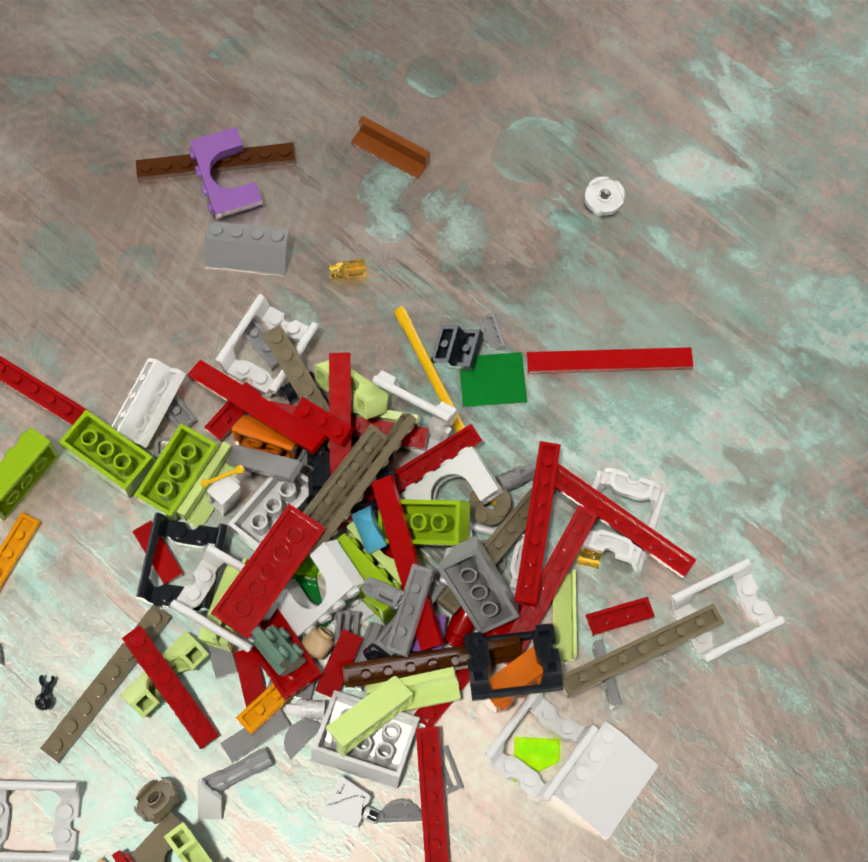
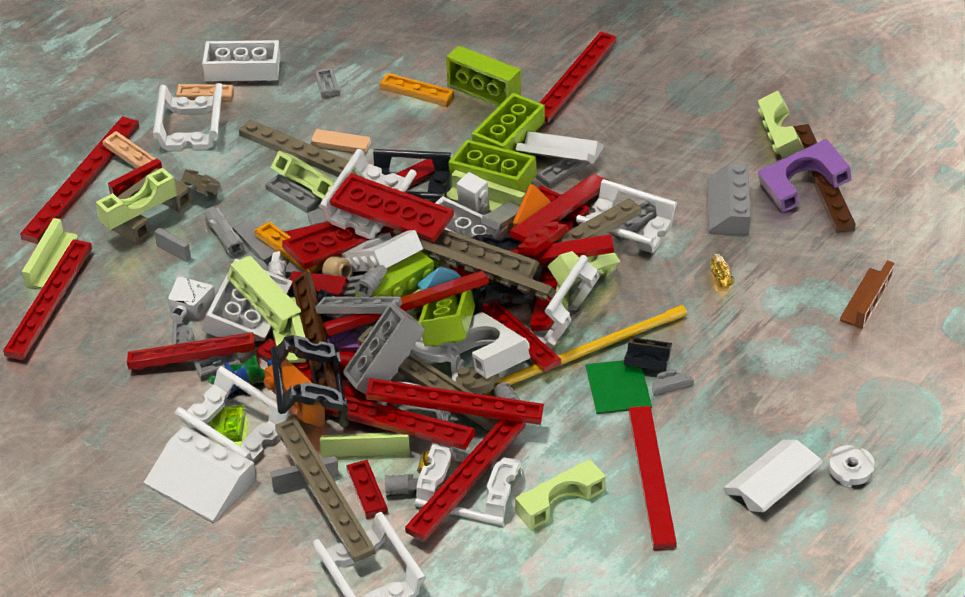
camera: 90 degrees right, 25 degrees down
(44, 697) = (290, 118): black arm -> none
(92, 642) = (340, 141): none -> light nougat tile
(166, 183) = (785, 138): none -> yellowish green arch
(169, 687) = (296, 178): red plate -> none
(193, 681) = (293, 193): none -> light grey tile
(208, 802) = (197, 213): white tile -> none
(239, 470) = (490, 189): yellow hinge -> none
(256, 829) = (172, 244): none -> light grey tile
(278, 649) = (323, 227): sand green brick -> none
(466, 739) = (248, 371): none -> green piece
(616, 259) = (773, 475): none -> white slope
(619, 580) = (400, 484): none -> light grey hinge
(649, 461) = (582, 481): none -> yellowish green arch

